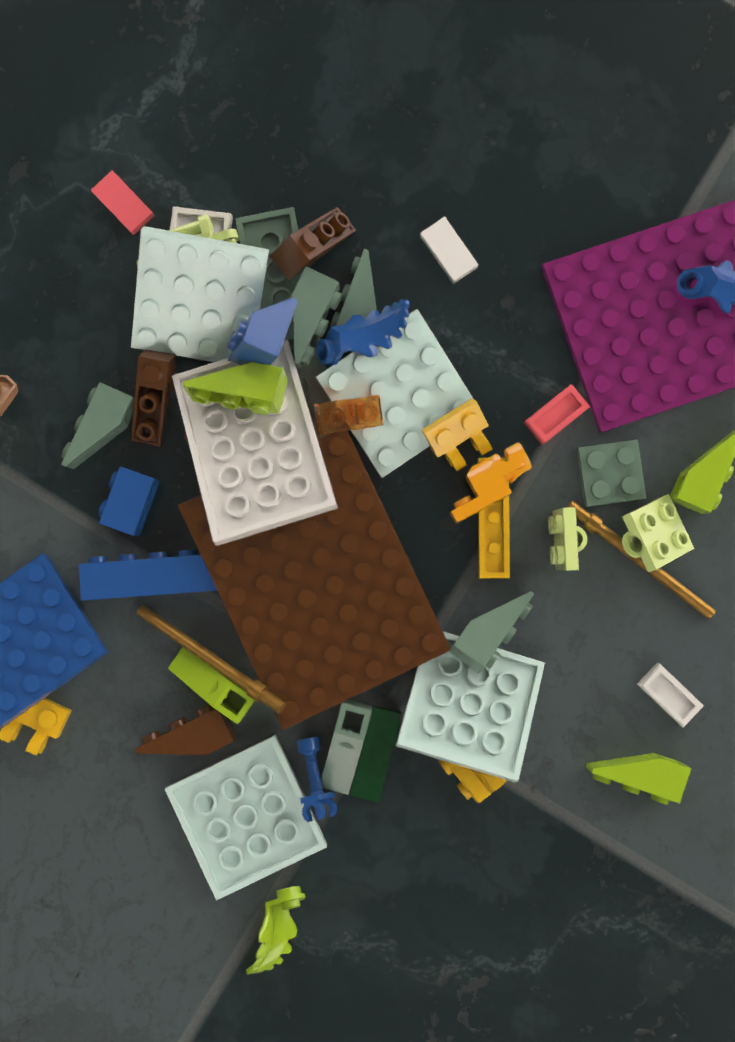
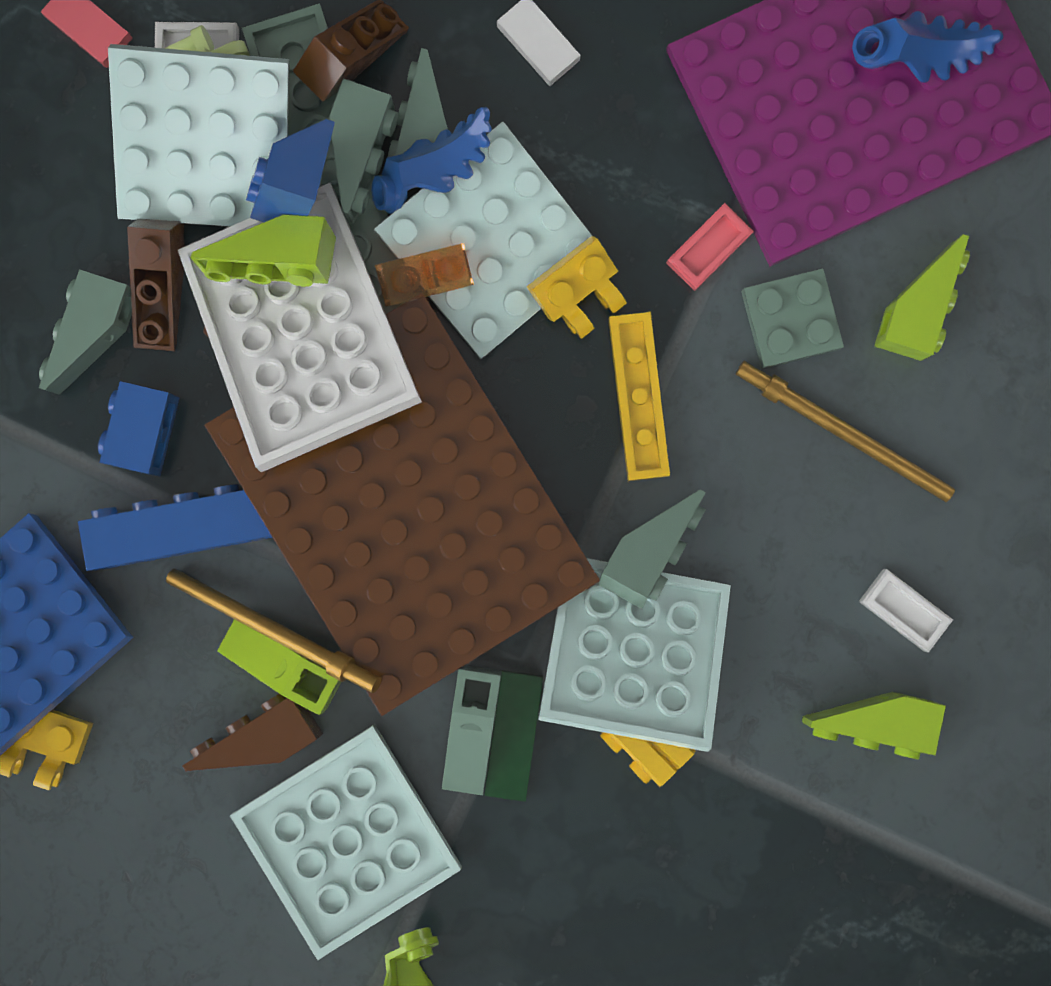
camera: 10 degrees left, 0 degrees up
(309, 748) = (422, 738): blue bar -> none
(489, 481) = (627, 346): light orange plate -> none
(565, 530) = (739, 404): yellowish green plate -> none
(656, 534) = (862, 393): yellowish green plate -> none

